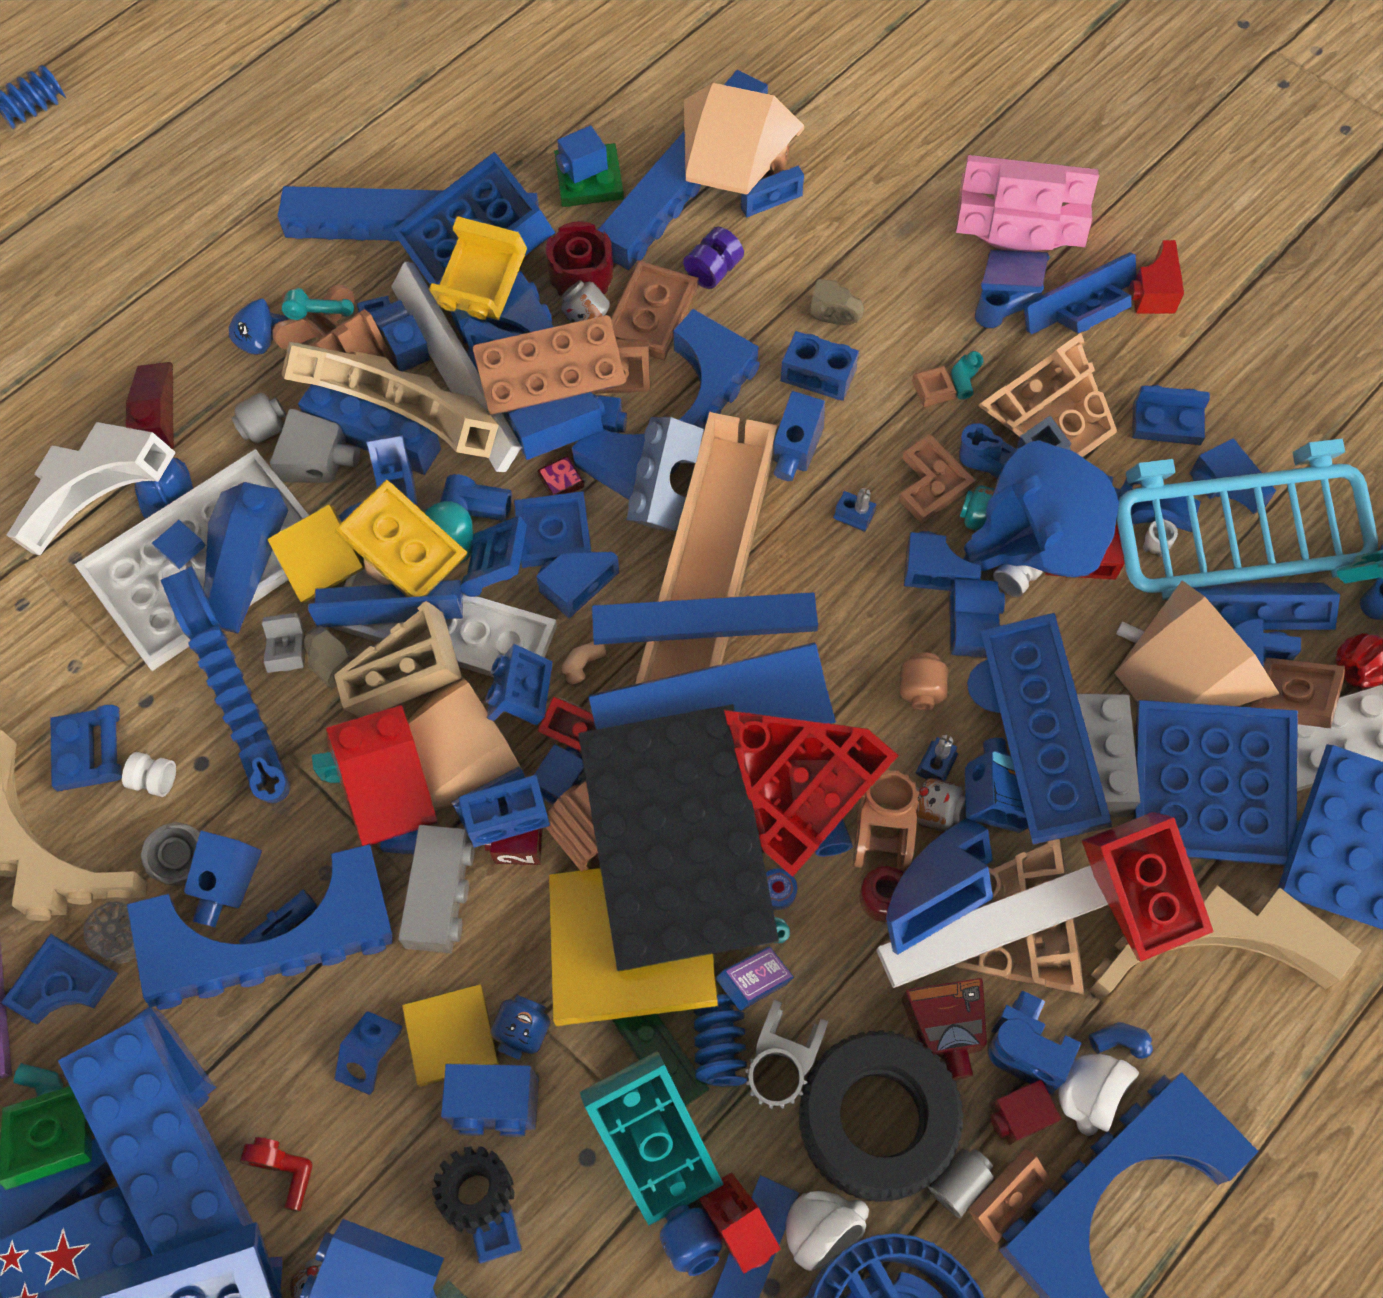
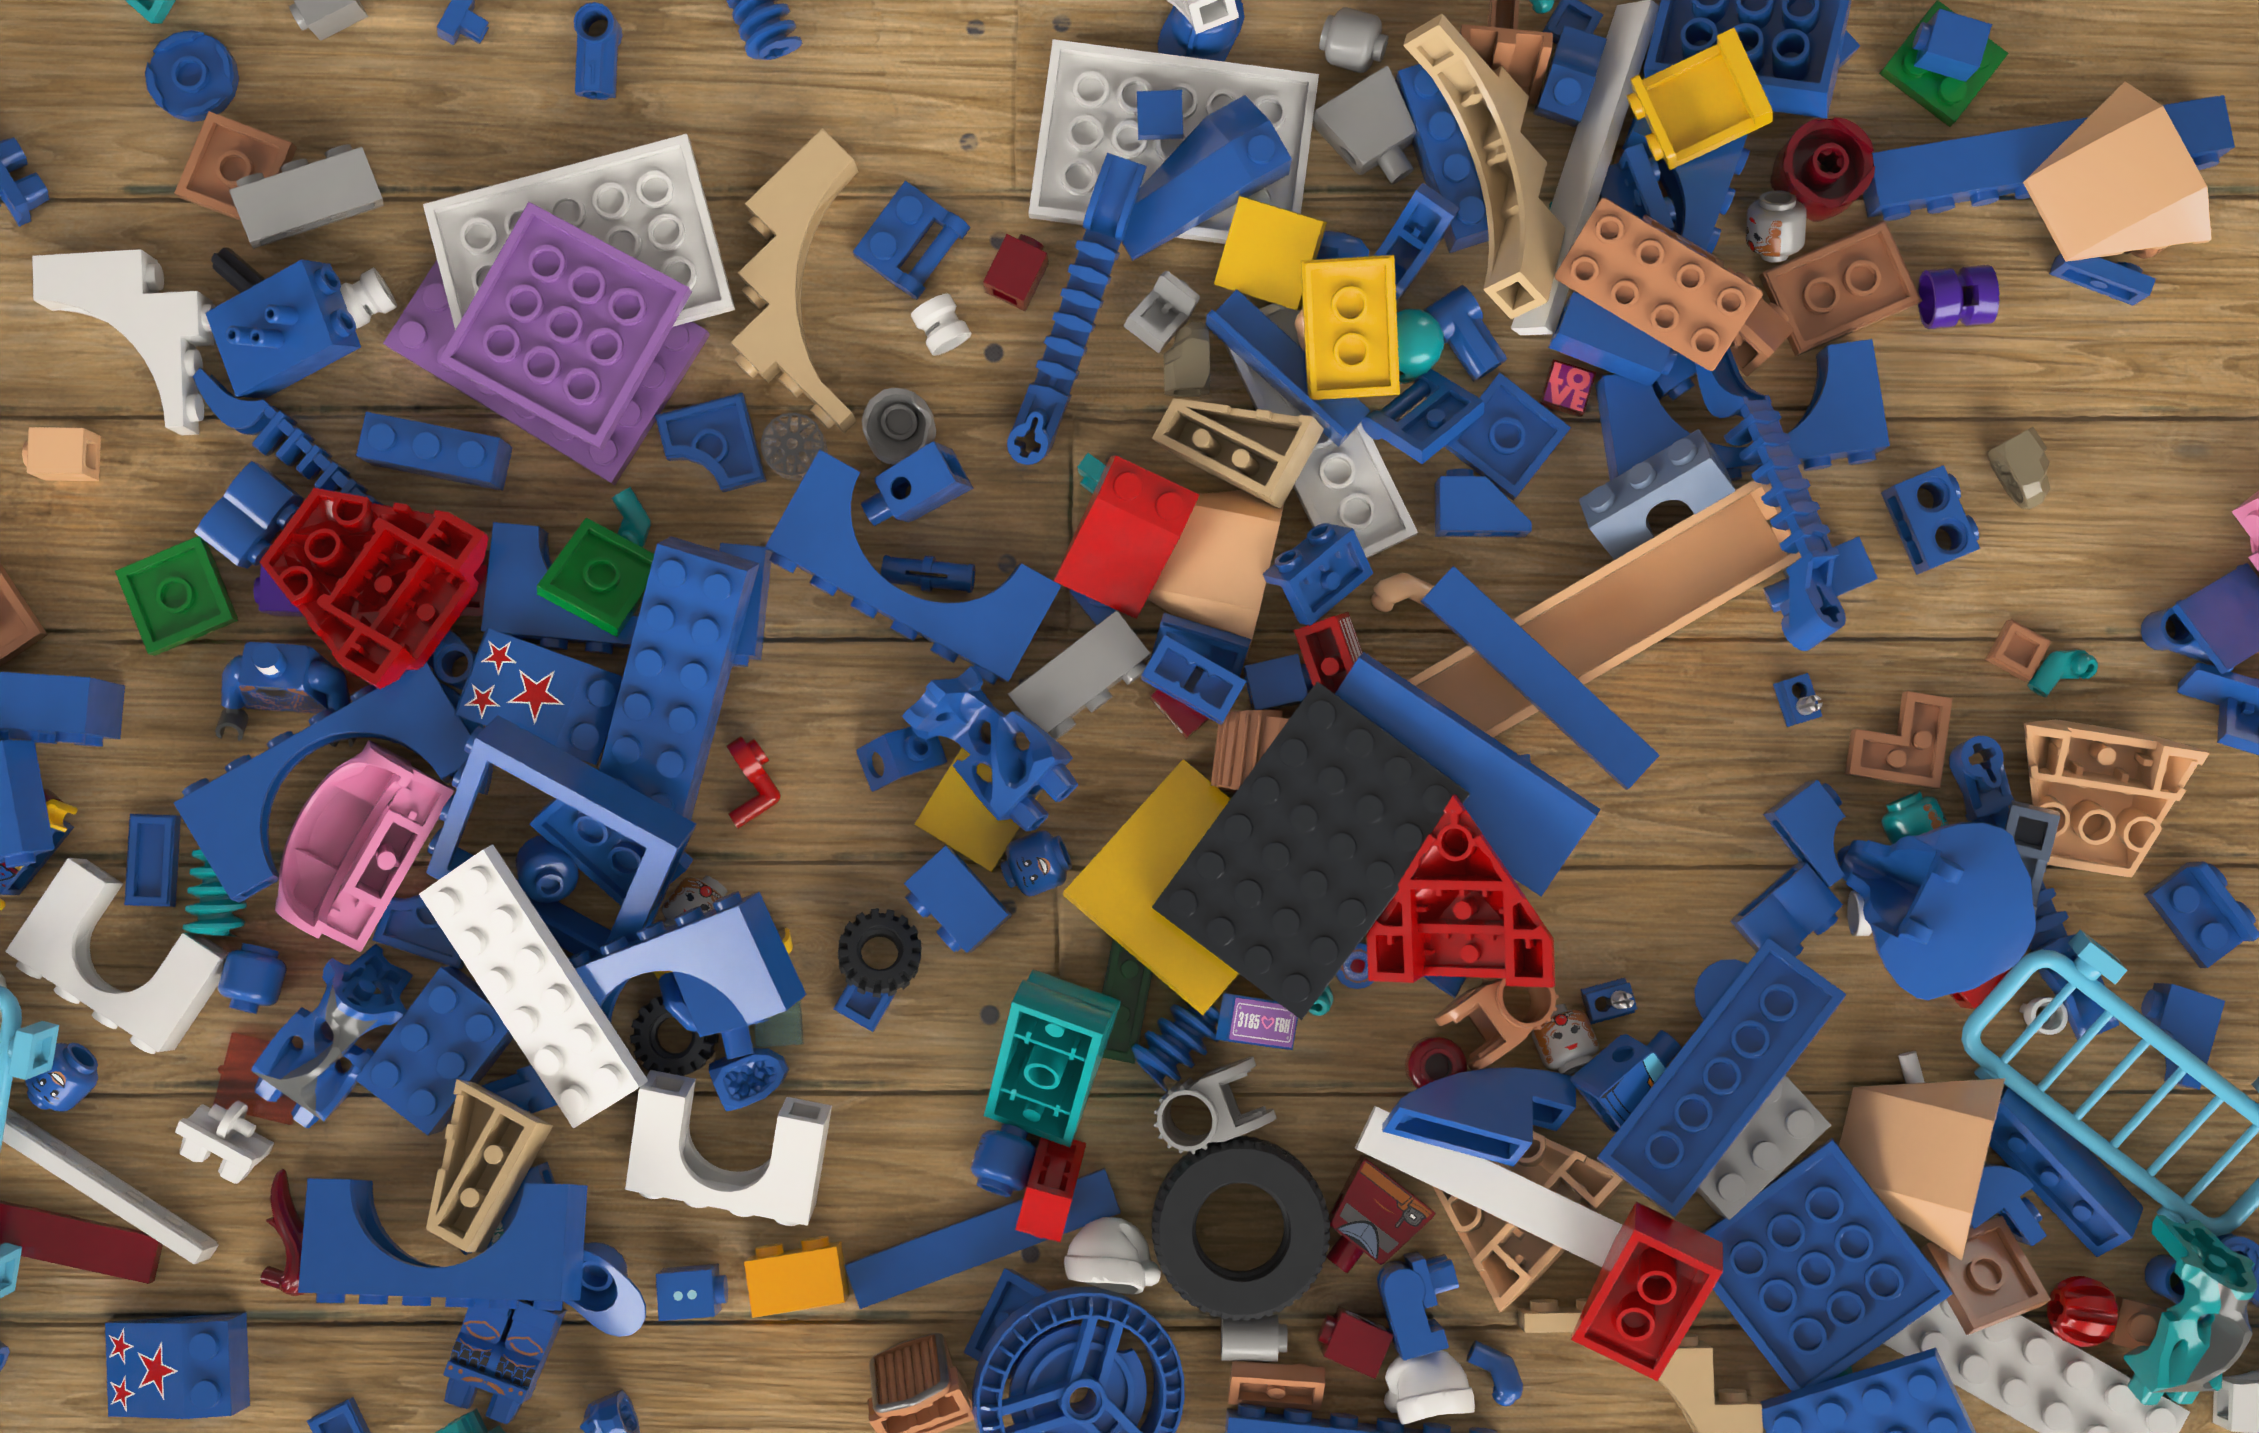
camera: 45 degrees right, 20 degrees up
(170, 703) = (1016, 271): none -> dark red brick
(452, 980) = (957, 711): none -> blue hips
(809, 445) = (1812, 605): none -> blue piece
(924, 681) = (1675, 923): nougat head -> none

